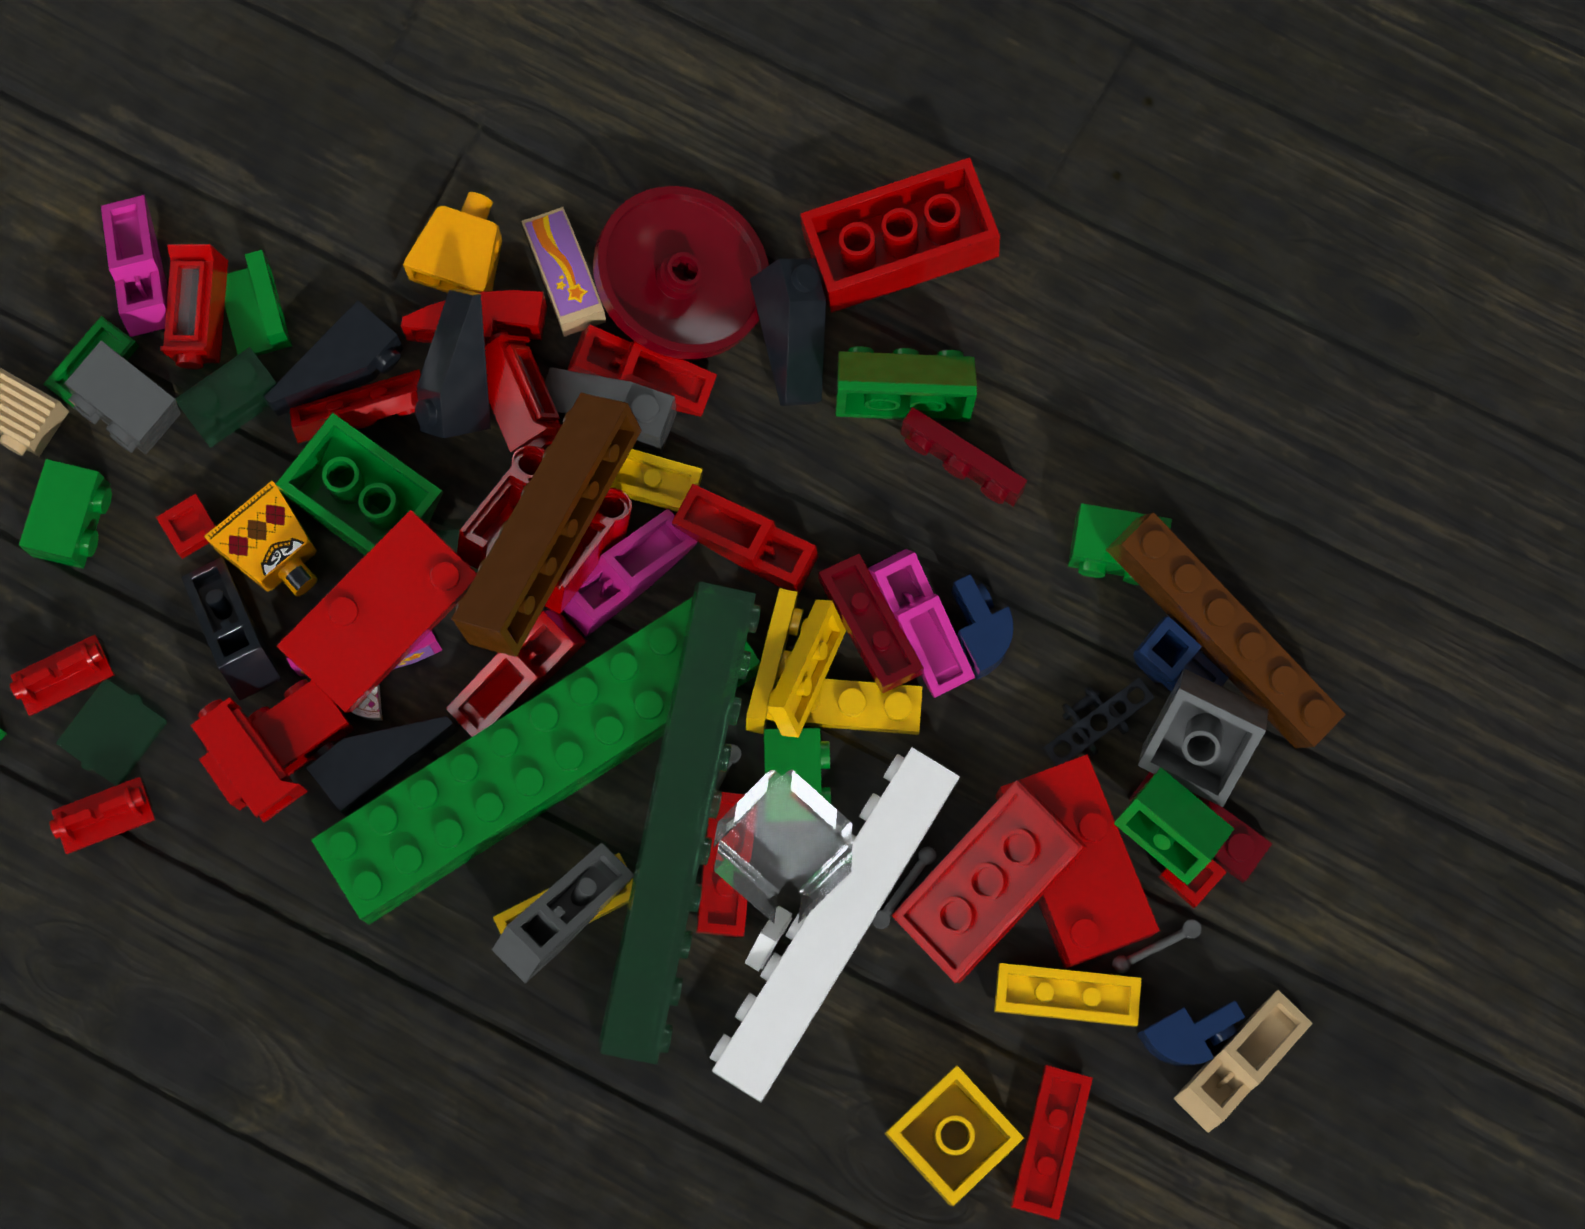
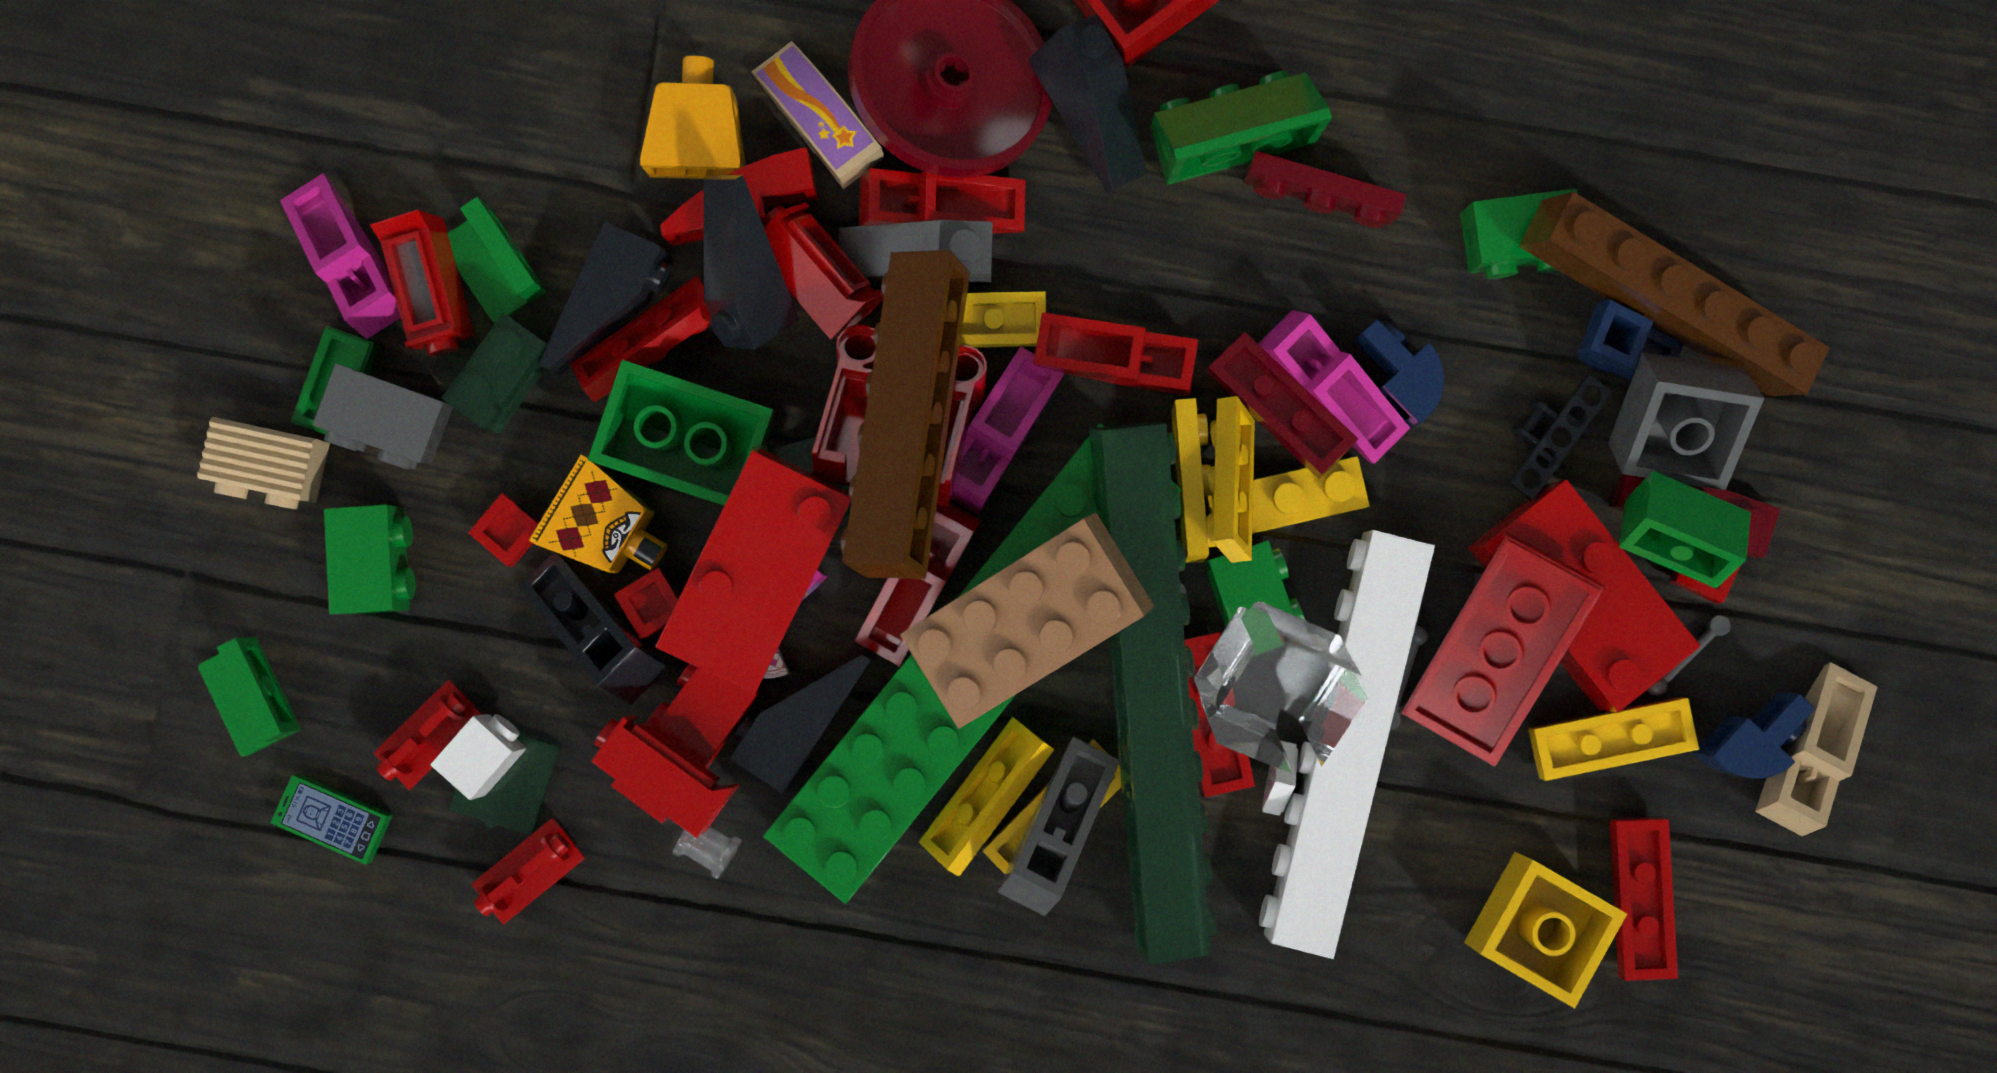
camera: 15 degrees left, 10 degrees up
(99, 701) = (479, 755): none -> white brick
(261, 842) = (709, 849): none -> clear bush
(281, 618) = (648, 602): none -> red plate
(511, 873) = (985, 796): none -> yellow plate
(588, 717) = (1027, 620): none -> medium nougat brick

